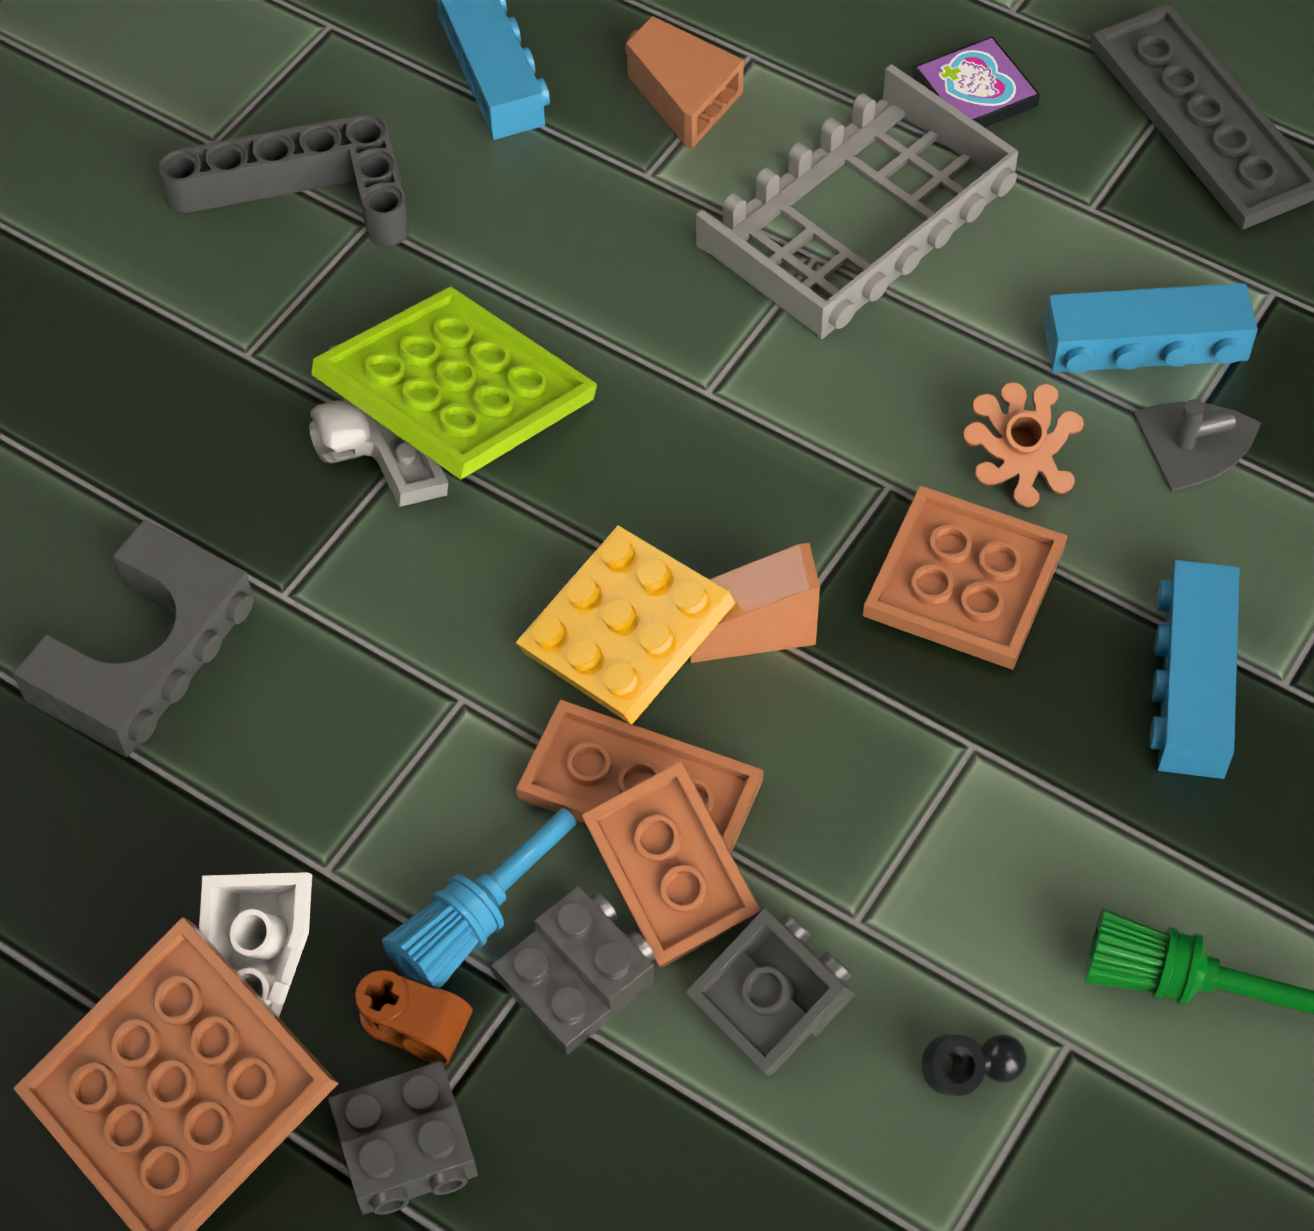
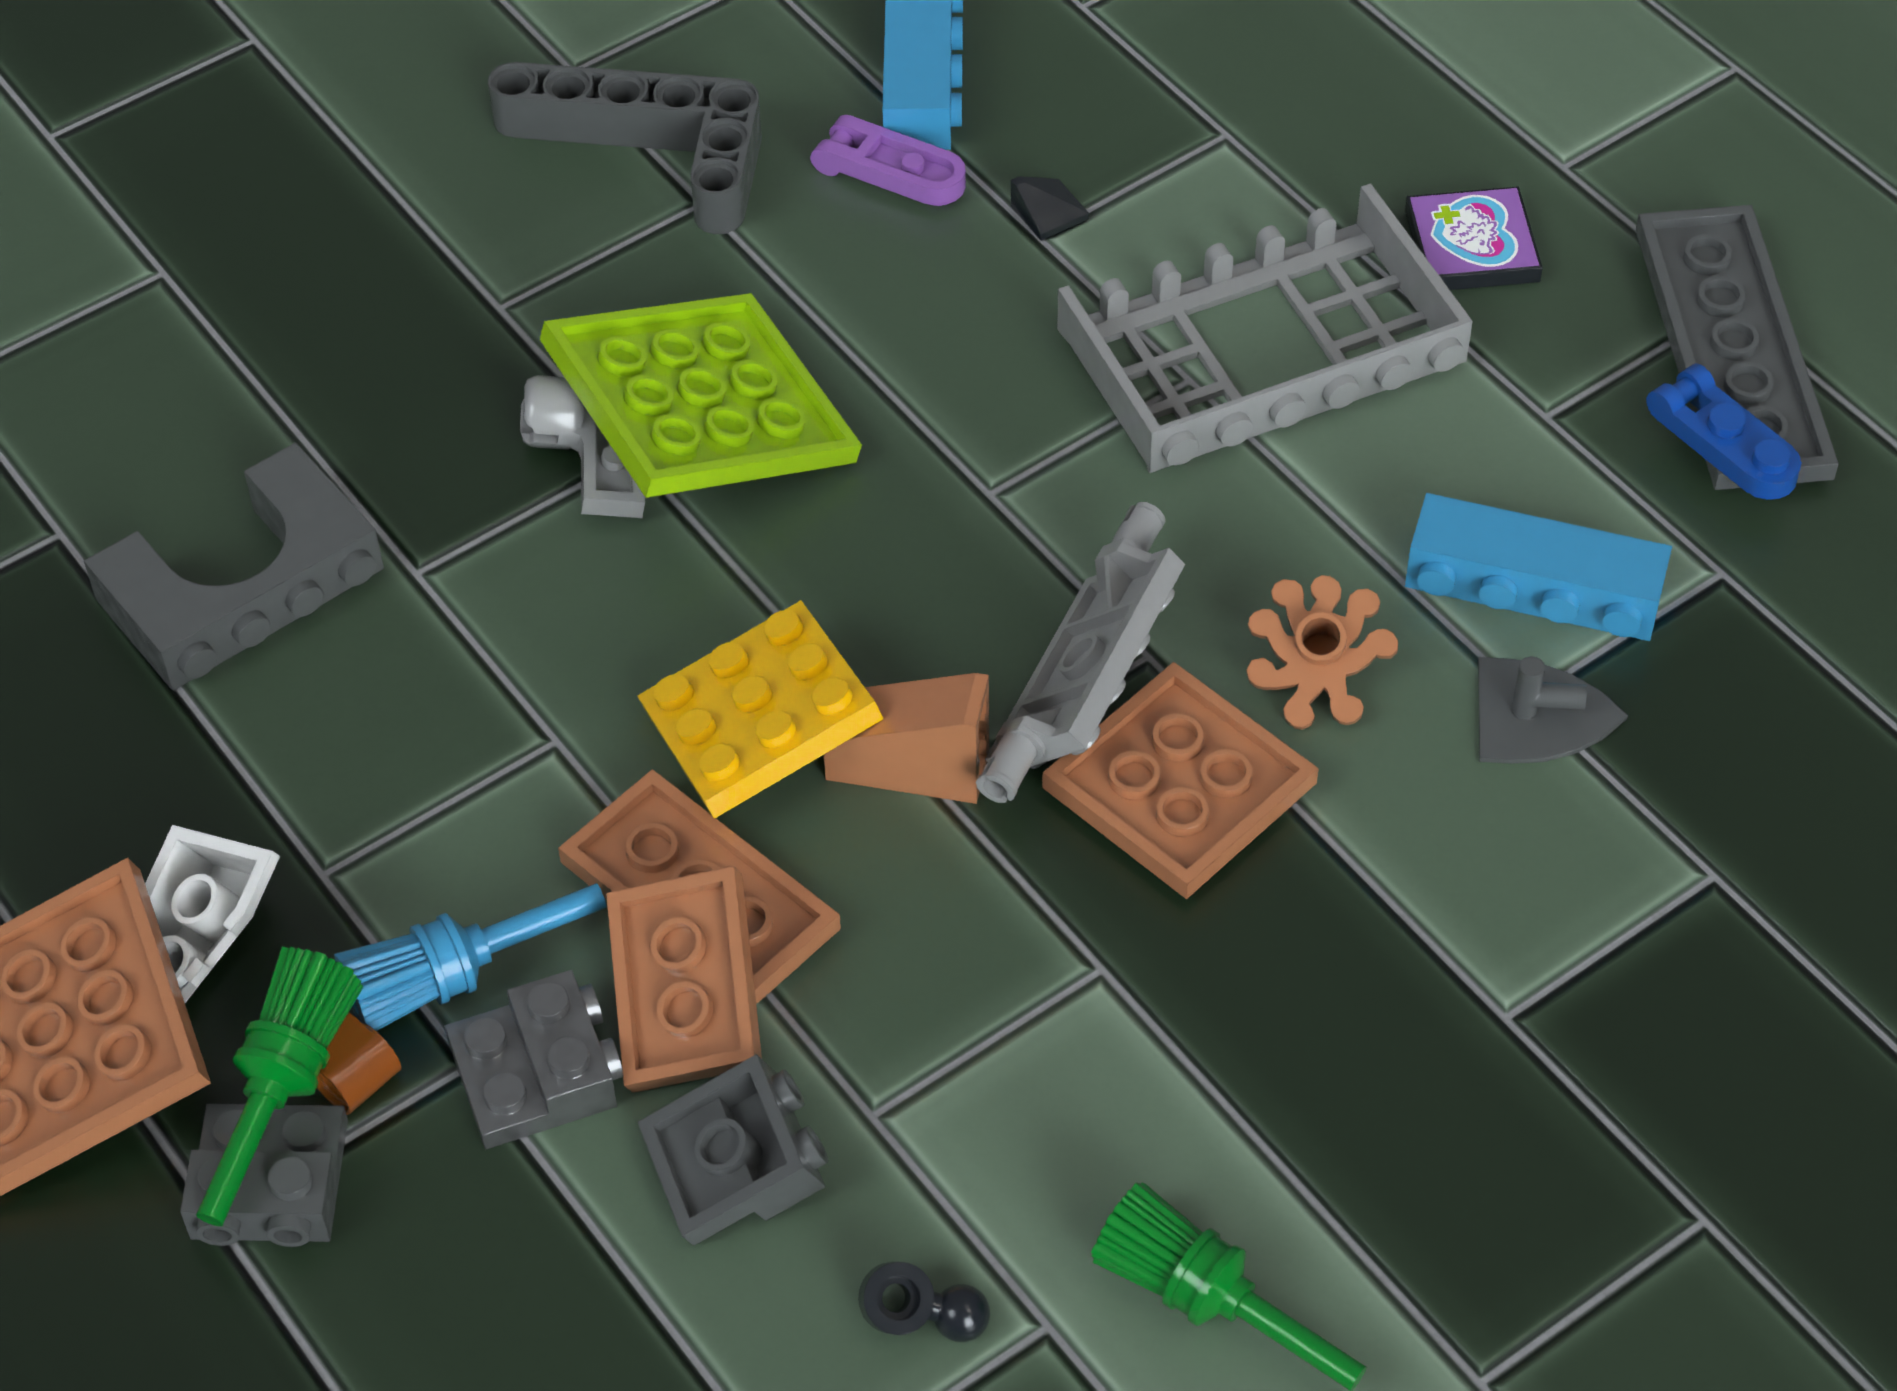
camera: 20 degrees right, 5 degrees down
(390, 1044) = (281, 1058): none -> green piece
(507, 148) = (891, 161): none -> medium lavender plate
(643, 150) = (1046, 205): none -> black slope
(683, 77) = (1129, 137): nougat slope -> none
(858, 502) = (1087, 655): none -> light grey plate
(1198, 669) = (1398, 963): dark azure brick -> none
(1239, 185) = (1726, 434): none -> blue plate

